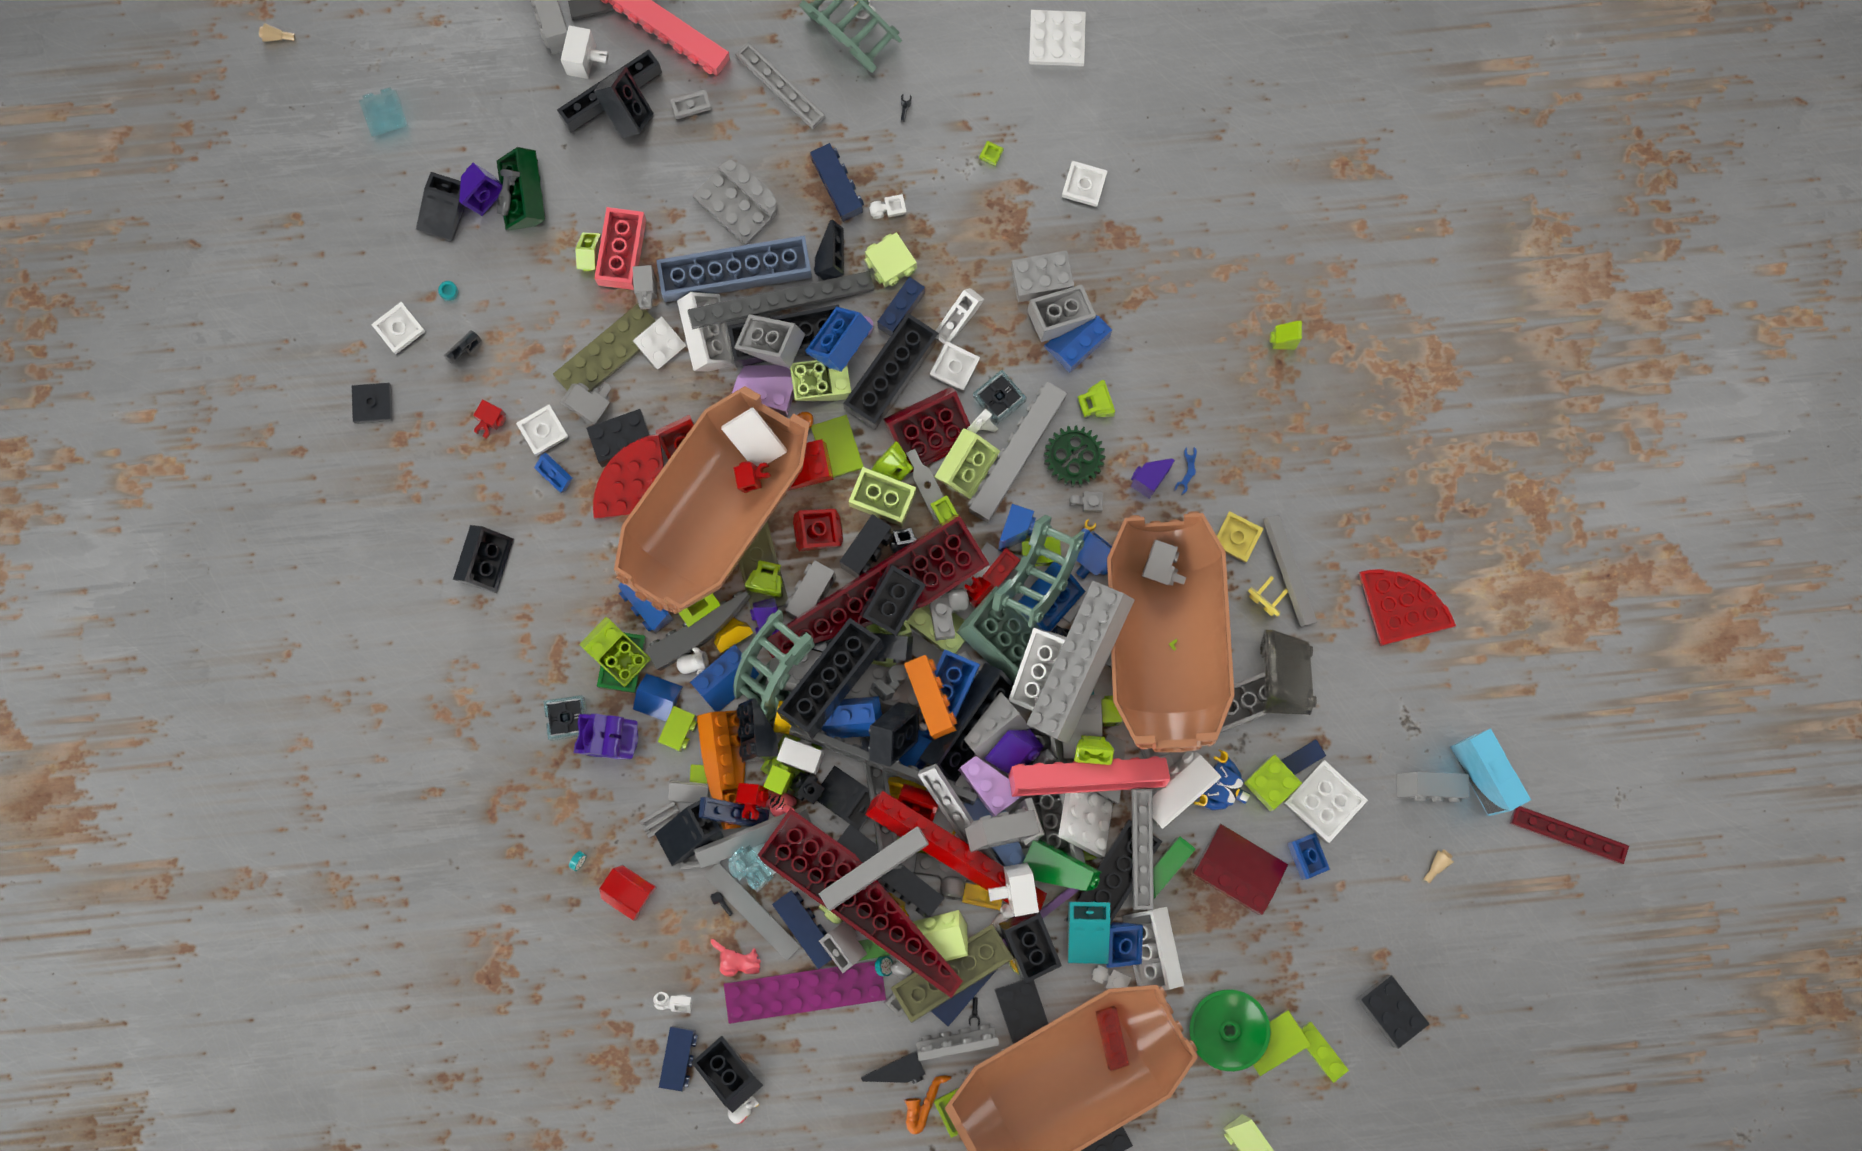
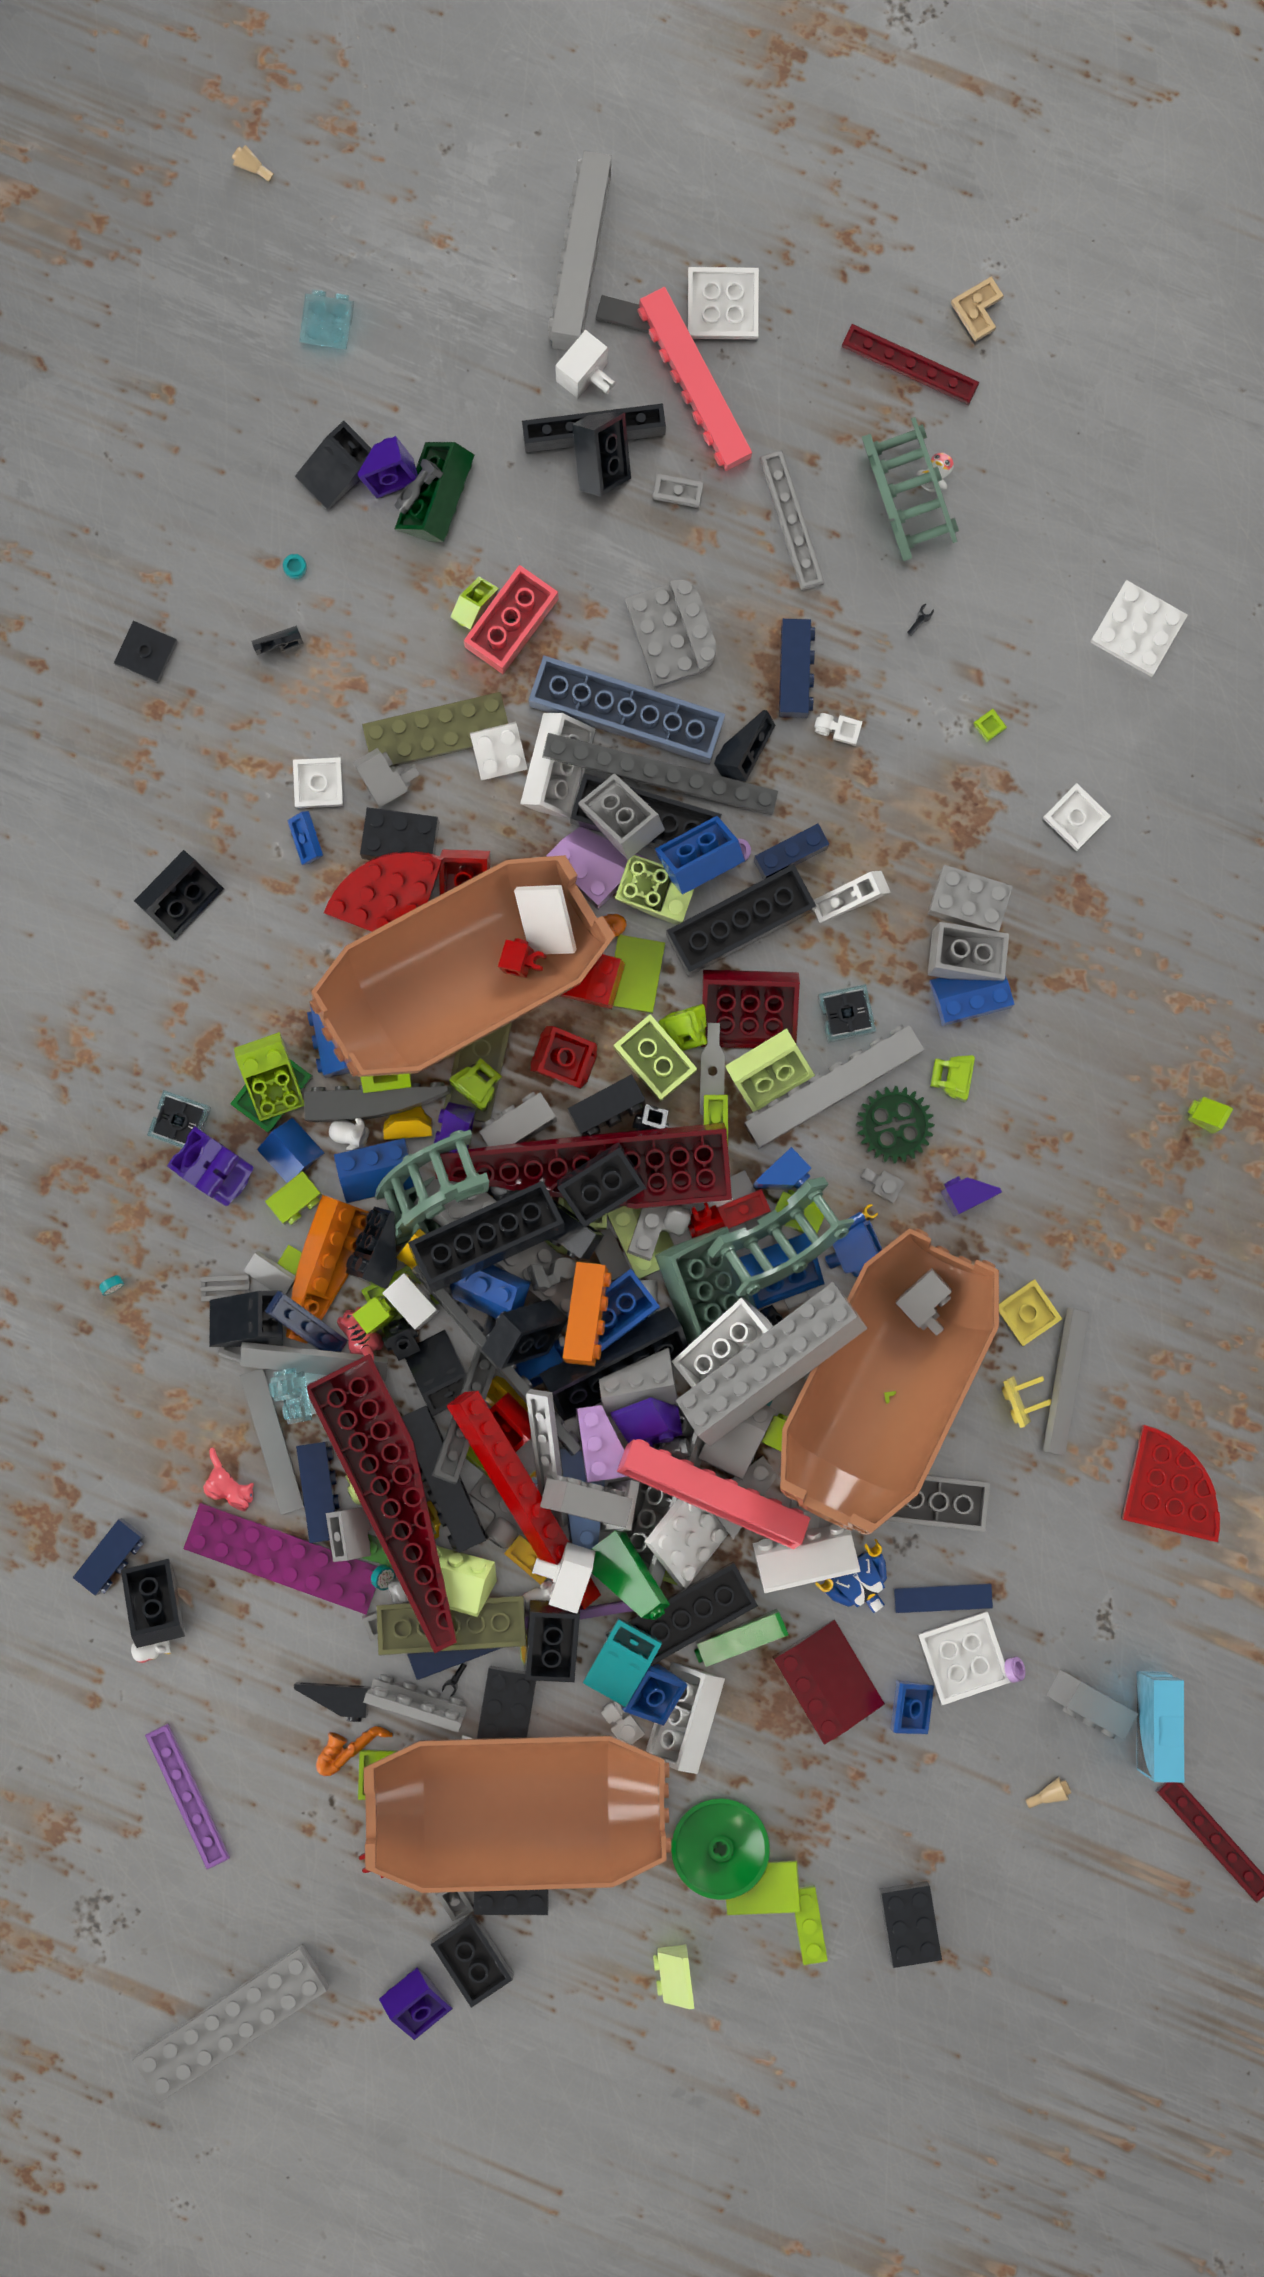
camera: 25 degrees right, 5 degrees up
(398, 328) = (217, 581): white plate -> none
(489, 416) = (266, 735): red brick -> none
(626, 891) = (147, 1346): red slope -> none
(644, 285) = (515, 678): light grey hinge -> none
(677, 1003) = (141, 1499): white plate -> none
(718, 898) = (241, 1406): black hand -> none
(751, 796) = (334, 1317): red brick -> none
(873, 868) = (424, 1469): light grey tile -> none
(890, 260) = (807, 791): yellowish green brick -> none
(954, 366) = (815, 951): white plate -> none
(983, 422) = (812, 1033): white piece -> none
(1094, 750) = (734, 1468): lime piece -> none
(1112, 1038) = (587, 1788): clear red plate -> none
(1142, 849) = (730, 1603): light grey tile -> none
(1190, 459) = (1017, 1211): blue piece -> none
(1272, 782) = (915, 1607): lime brick -> none
(1287, 674) = (997, 1496): clear smoke windscreen -> none
(1365, 790) = (1014, 1669): none -> lavender tile

